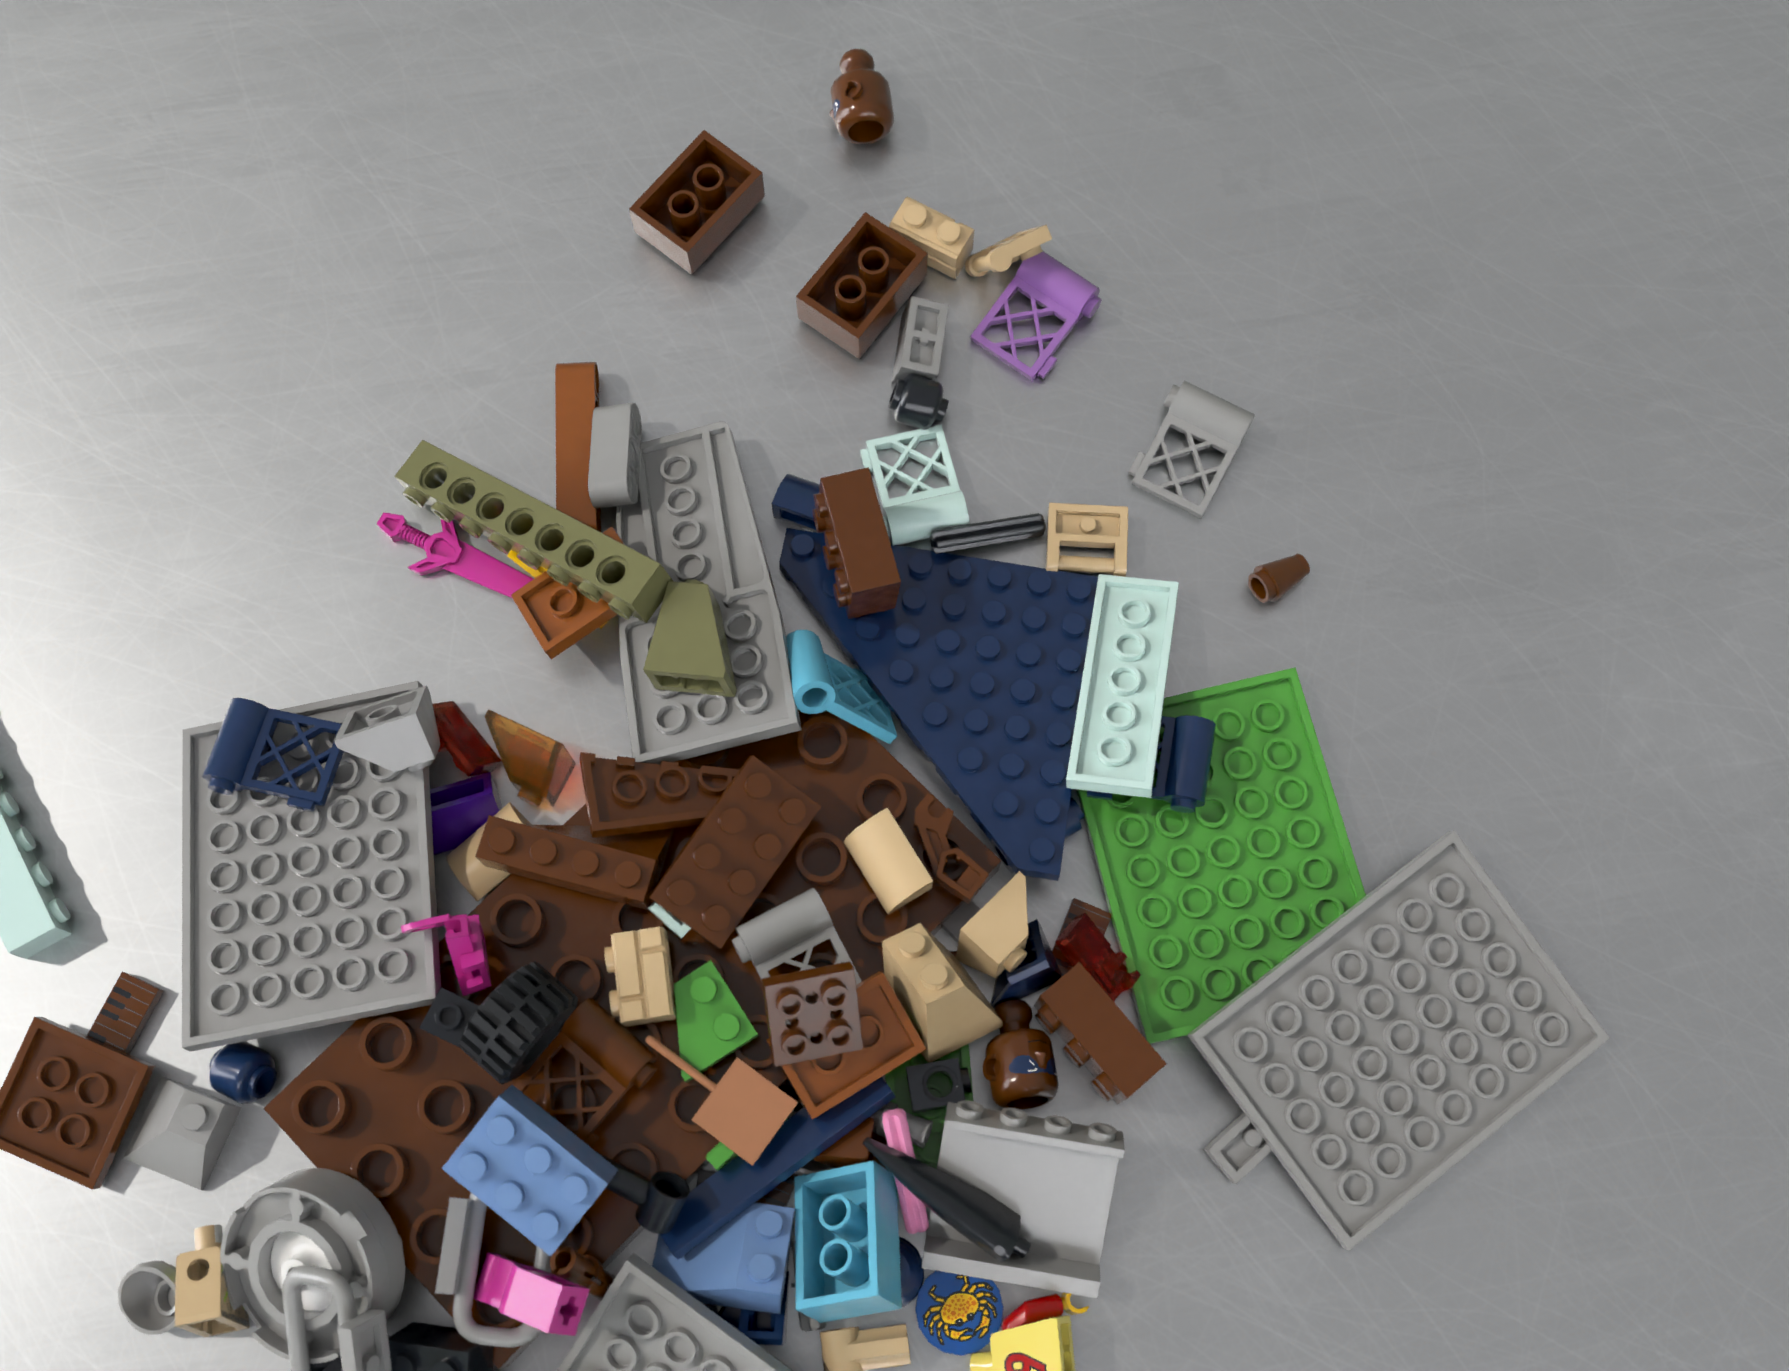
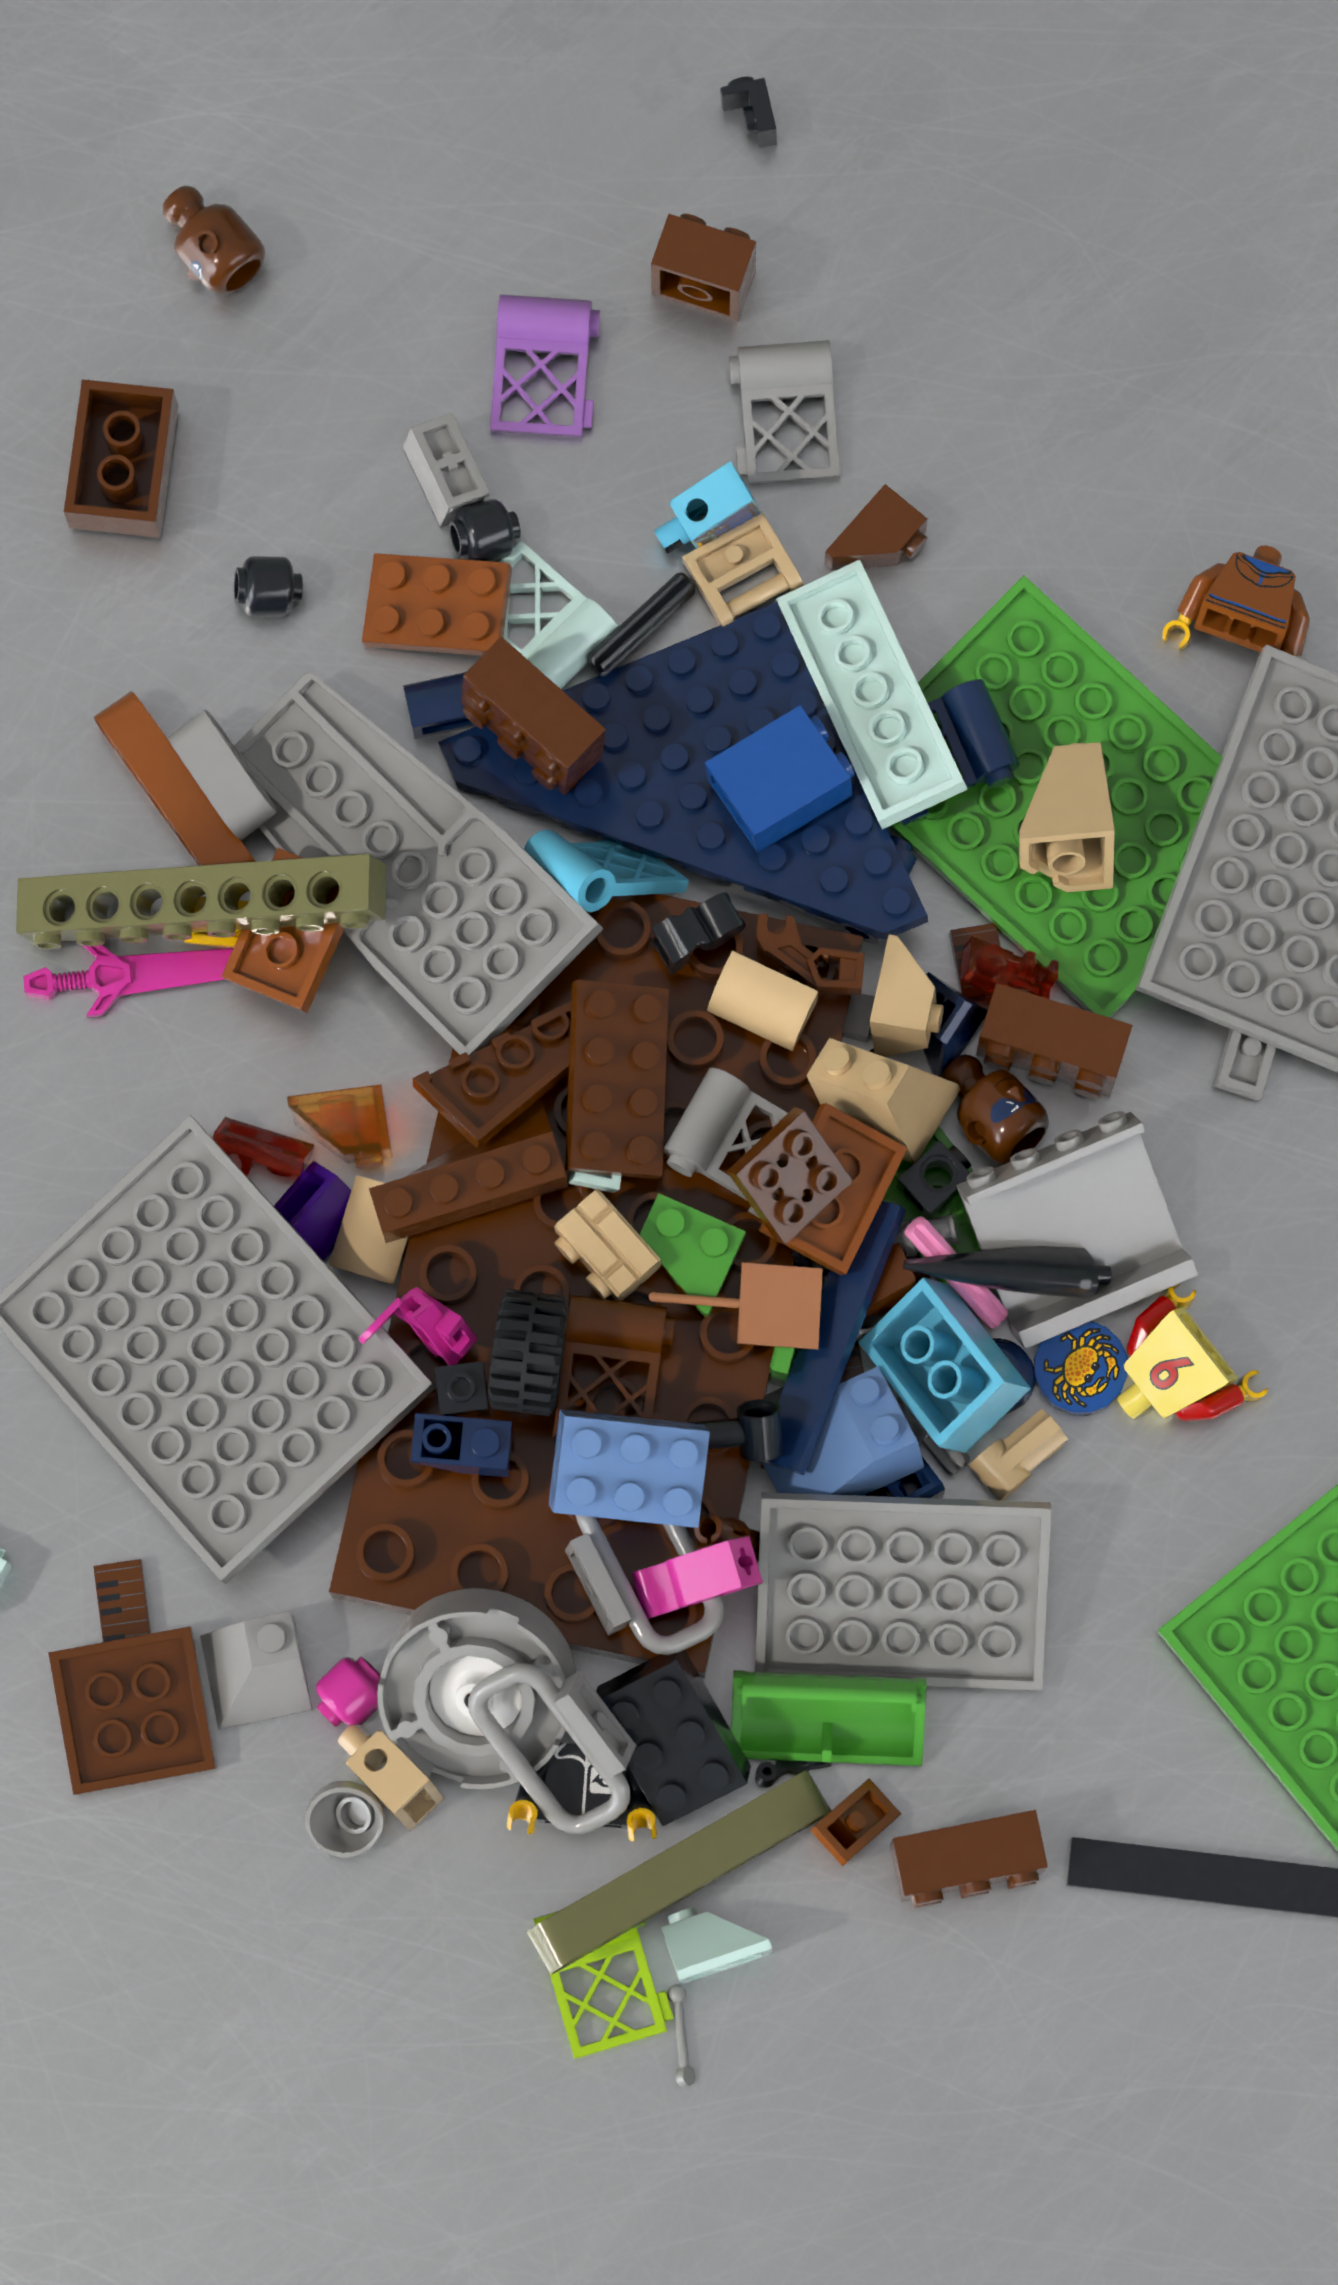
camera: 30 degrees left, 5 degrees up
(227, 1192) = (349, 1692): none -> dark pink head
(242, 1072) = (278, 1579): dark blue head -> none
(243, 749) = (67, 1282): dark blue piece -> none
(393, 732) = (209, 1173): light grey slope -> none
(425, 1062) = (463, 1444): none -> dark blue slope
(690, 643) = (442, 913): olive slope -> none
(739, 348) = (267, 586): none -> black head
(850, 430) = (436, 604): none -> dark orange plate
(862, 285) = (349, 444): reddish brown brick -> none
(881, 777) = (699, 927): none -> black leg
(937, 234) = (384, 349): tan brick -> none
(1011, 249) = (477, 313): tan plate -> none
(1014, 701) = (780, 777): none -> blue brick
(1090, 479) = (718, 495): none -> medium azure torso
(1195, 309) = (703, 266): none -> reddish brown brick
(1205, 573) = (880, 534): none -> reddish brown slope
(1216, 872) = (1071, 821): none -> tan slope
(1276, 578) = (951, 495): reddish brown cone -> none
(1302, 219) = (756, 107): none -> black bracket
(1454, 790) = (1246, 604): none -> dark orange torso

